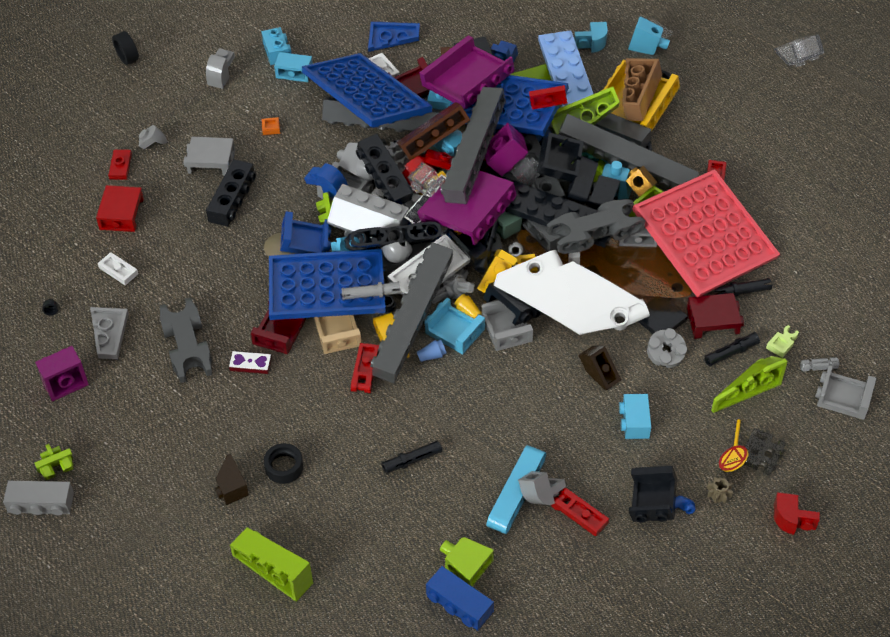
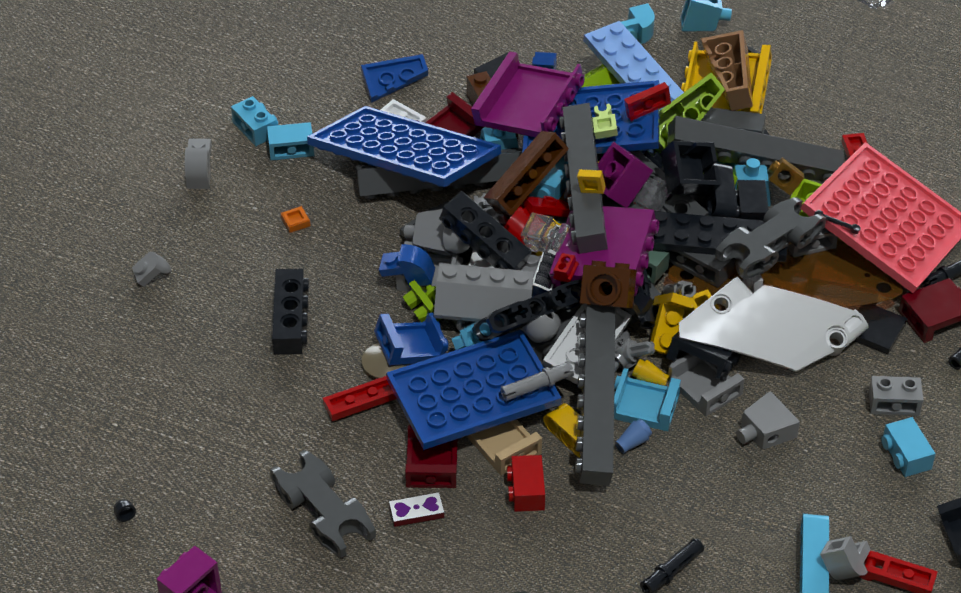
camera: 20 degrees left, 5 degrees down
(109, 330) = (216, 518): light grey wing -> none
(118, 268) = (189, 440): white plate -> none
(119, 208) = (155, 365): red panel -> none
(120, 164) = (124, 312): red plate -> none
(125, 47) = (63, 165): black tyre -> none
(209, 153) = (238, 270): light grey panel -> none
(245, 270) = (358, 398): none -> red plate
(336, 365) = (527, 483): none -> red brick
(362, 368) = (562, 477): red plate -> none
(427, 210) = (565, 274): none -> red piece
(461, 231) = (621, 279): none -> reddish brown brick
(470, 149) = (591, 181): none -> yellow plate
(510, 107) = (604, 123): none -> yellowish green plate
(536, 368) = (768, 423): none -> light grey torso
(600, 366) = (838, 400): dark brown slope -> none
(646, 373) = (895, 395): none -> light grey brick
(668, 235) = (854, 228): none -> black hinge
(674, 341) = (905, 349): light grey plate -> none

